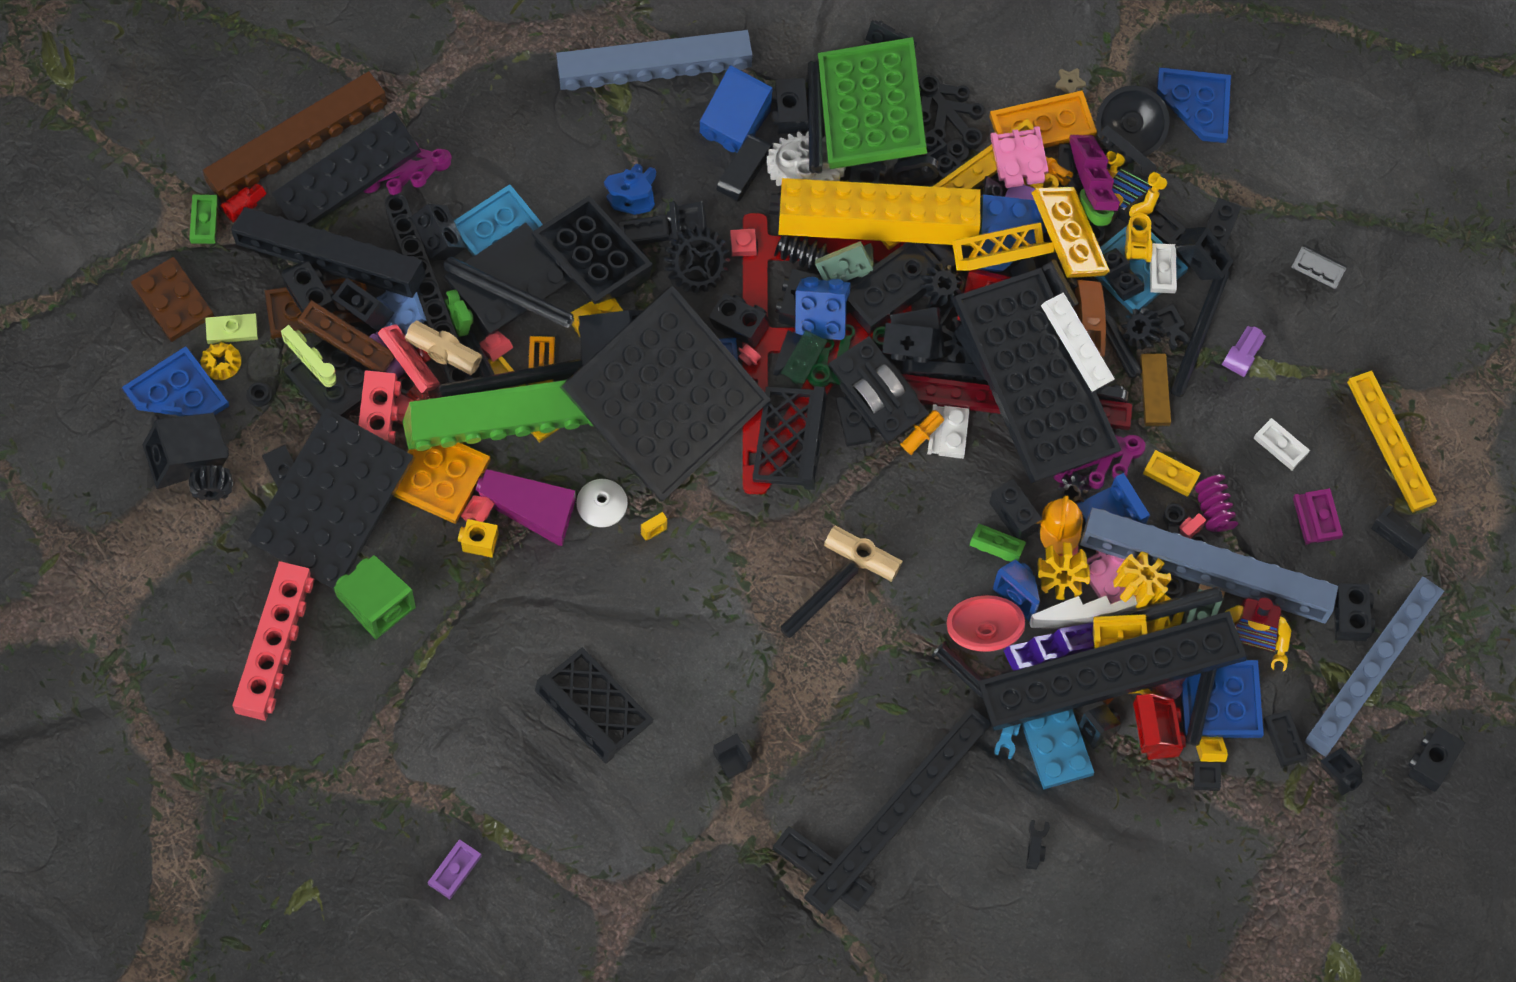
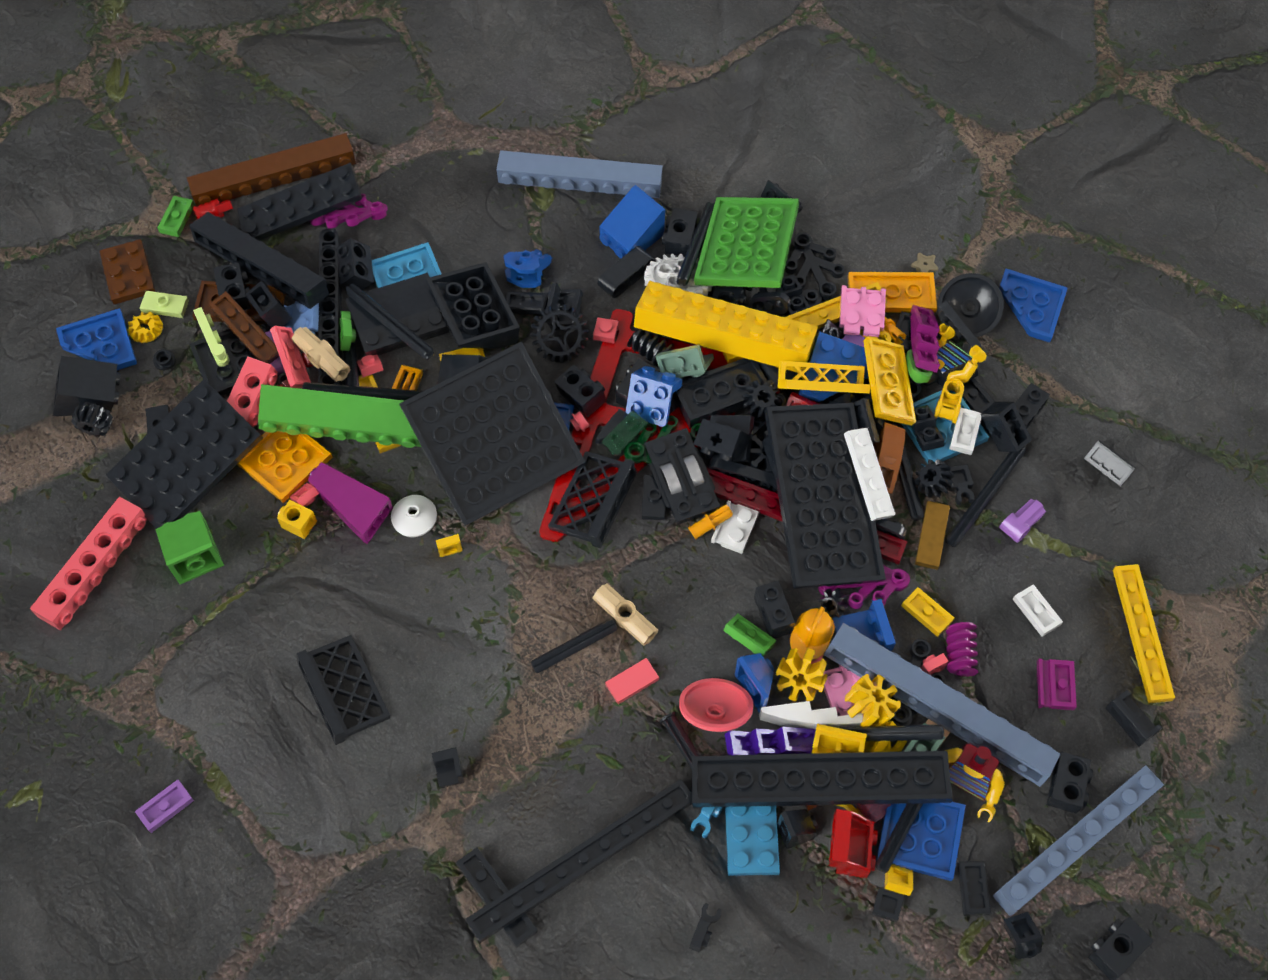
camera: 20 degrees right, 5 degrees down
(890, 621) = (632, 681): none -> coral tile

